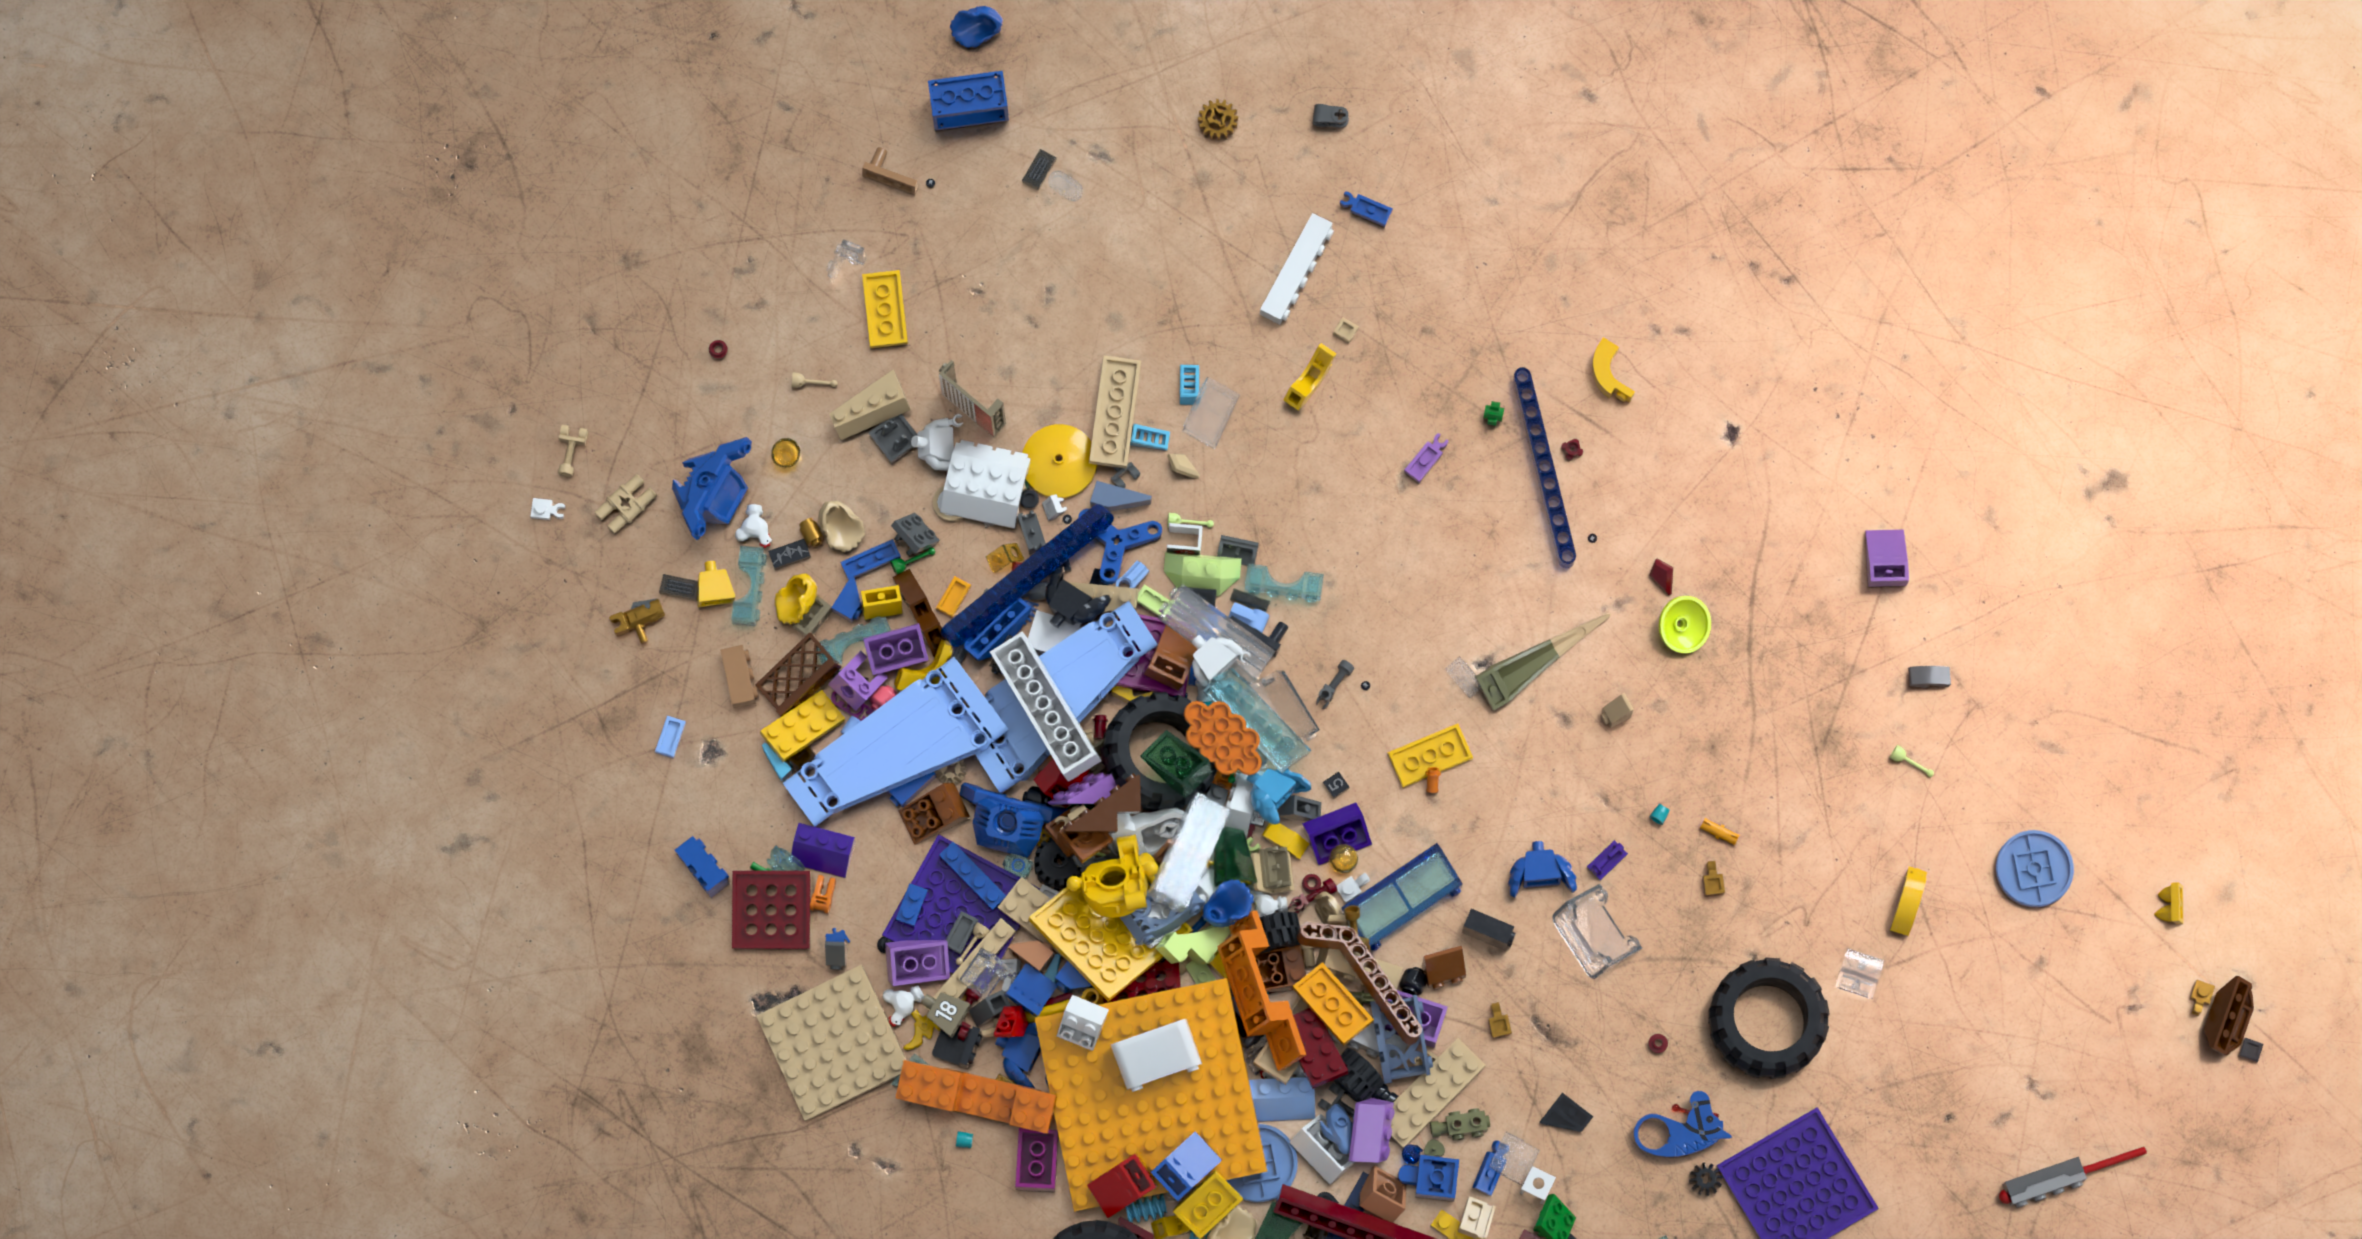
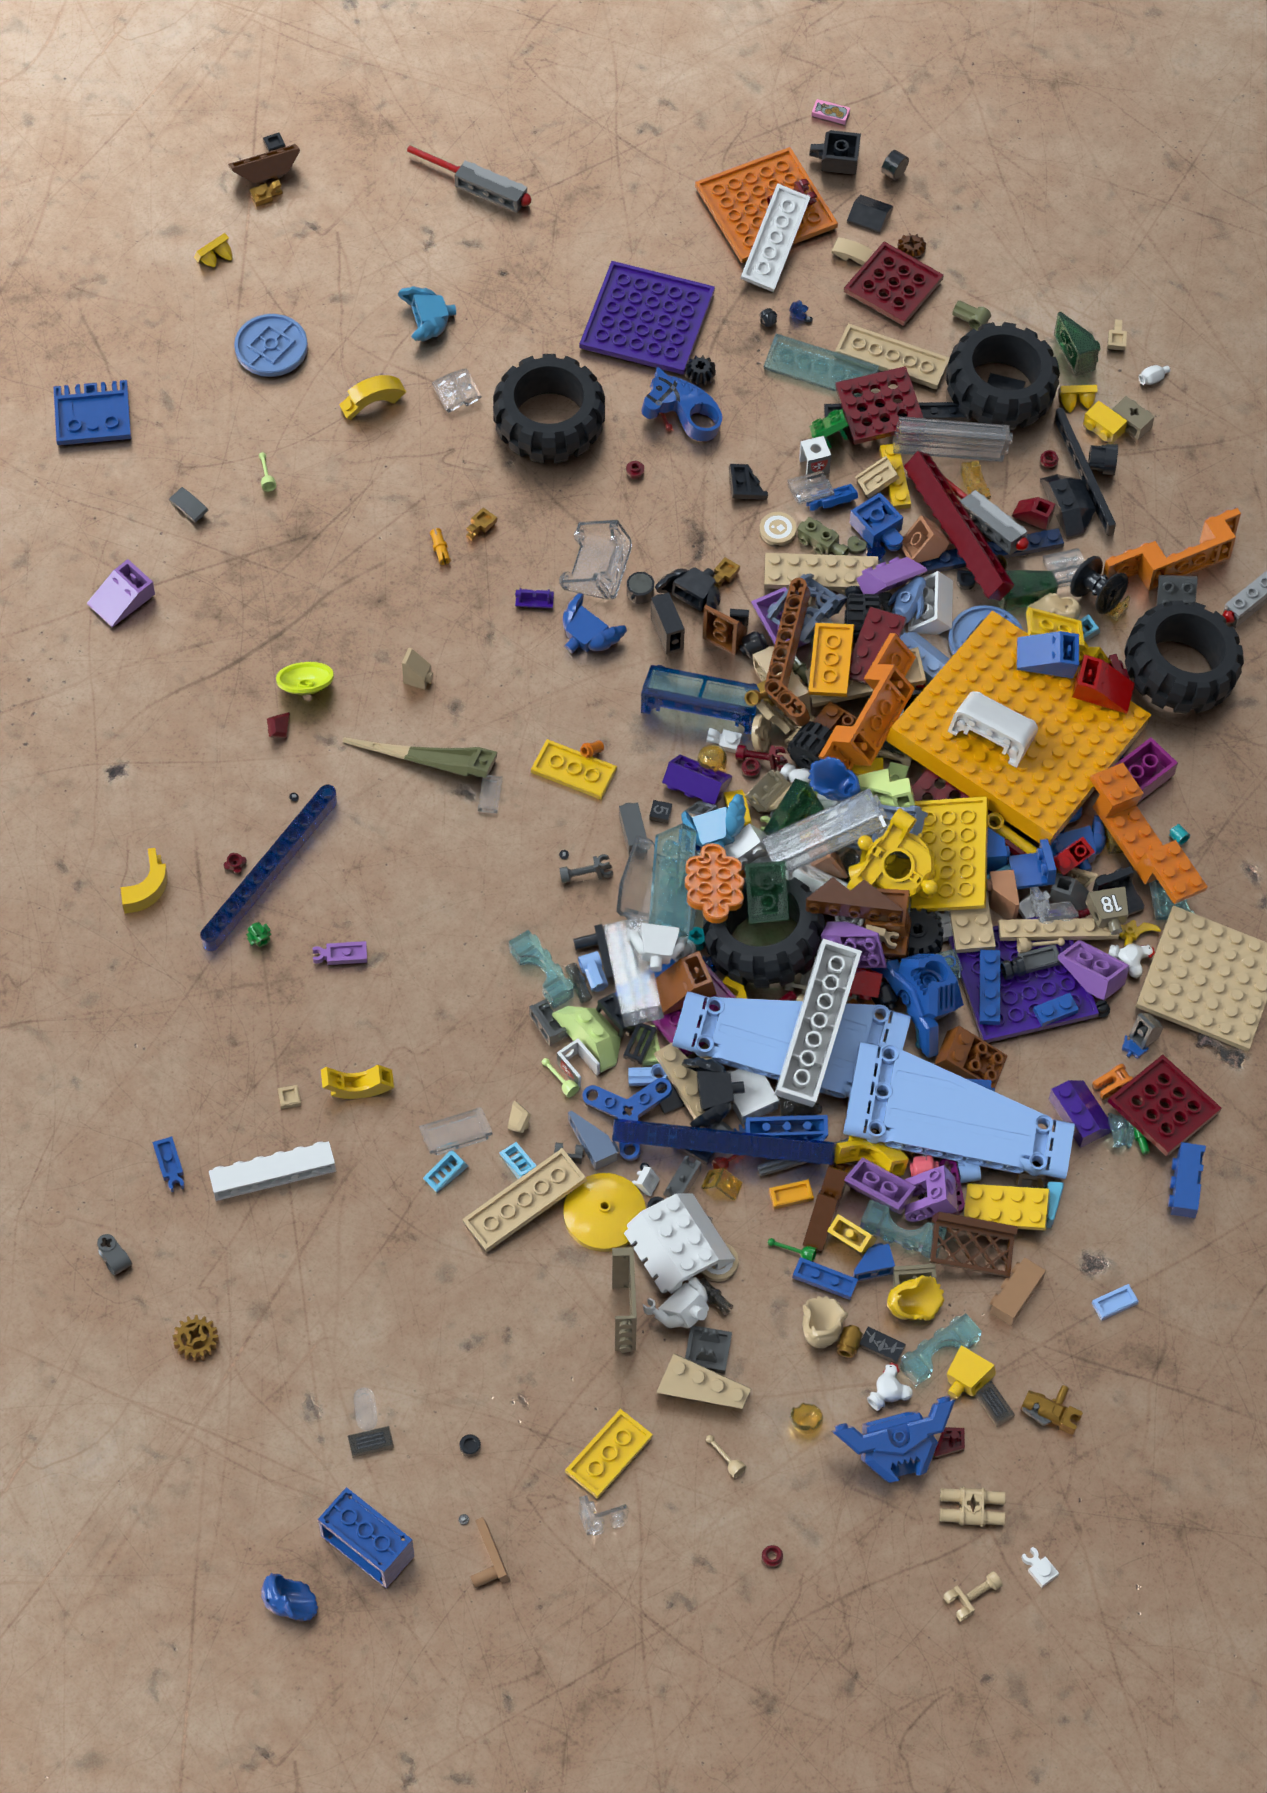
camera: 135 degrees left, 15 degrees down
(681, 535) = (950, 1441): none -> dark red piece
(914, 533) = (772, 1259): dark grey plate -> none
(927, 475) = (715, 1297): none -> clear smoke pin
(969, 903) = (1013, 968): none -> black wheel
(976, 229) = (470, 1445): none -> black tile
(1082, 1022) = (1024, 791): white slope -> none
(1152, 579) = (634, 1057): none -> black tile
(1338, 749) = (631, 823): none -> dark grey brick
(1448, 993) = (740, 615): none -> black tile
(1503, 984) = (692, 587): none -> black torso
(1503, 1102) = (778, 528): none -> tan tile
(1543, 945) = (640, 587): none -> piece
(1659, 814) = (466, 591): teal hose -> none
(1954, 1016) = (429, 311): none -> dark azure torso
(2085, 676) = (92, 414): none -> blue hinge

